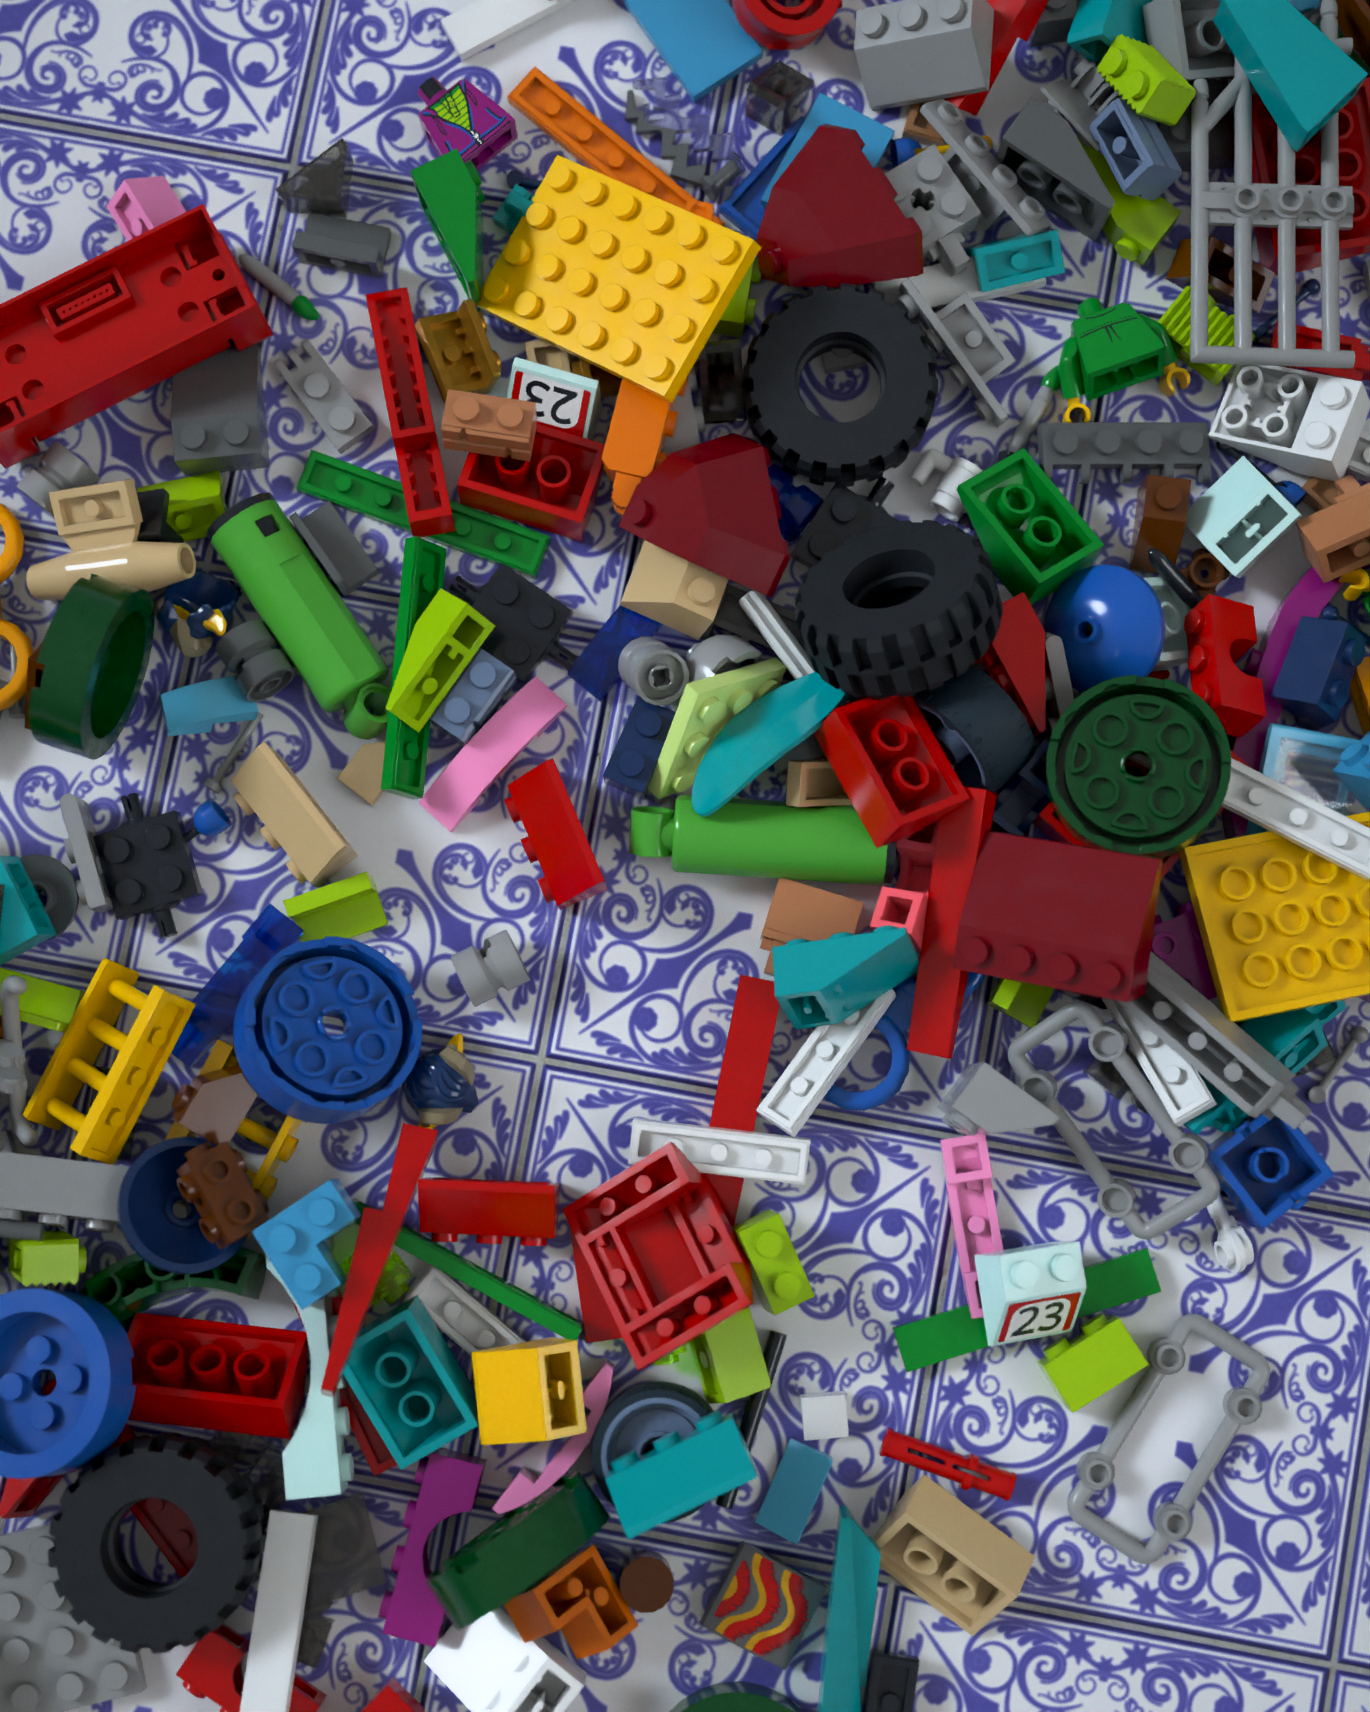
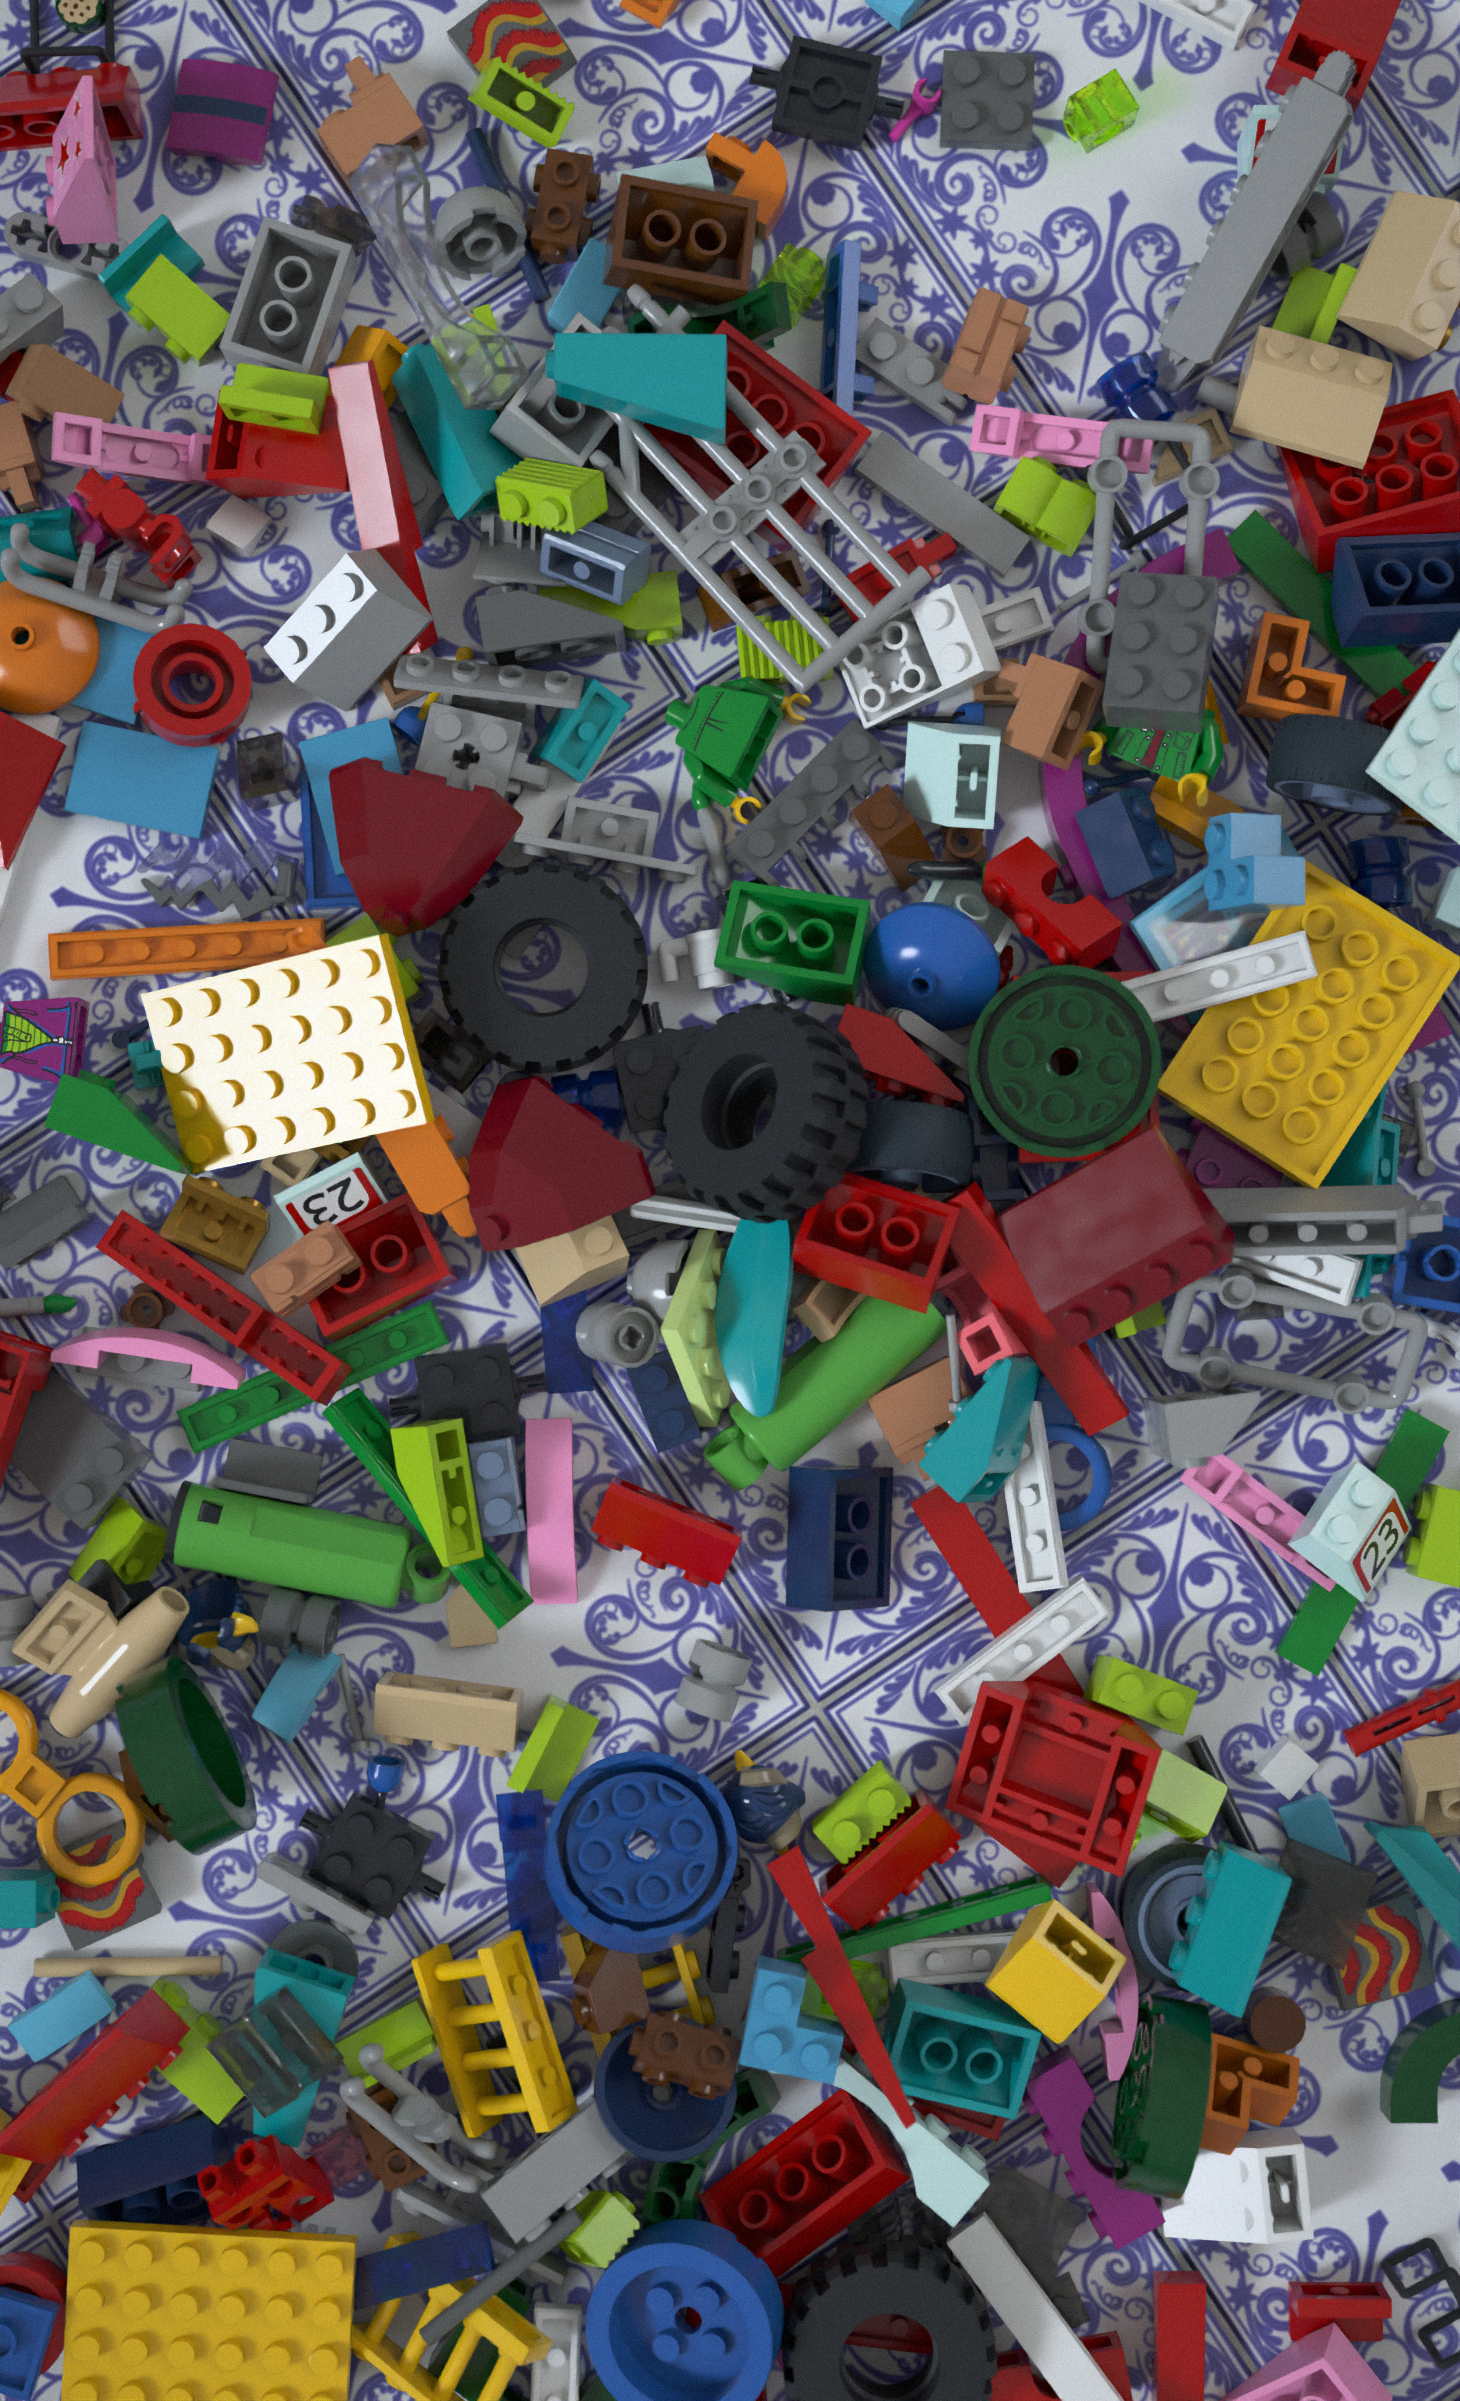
camera: 45 degrees left, 5 degrees up
(340, 1141) = (728, 1919): none -> black hinge
(355, 355) = (144, 1296): none -> reddish brown plate
(360, 432) = (209, 1364): none -> bright pink slope
(502, 1156) = (861, 1812): none -> lime brick
(670, 955) = (839, 1537): none -> dark blue slope
(755, 1529) = (1322, 1903): none -> clear smoke slope
(867, 901) = (954, 1362): none -> light grey piece

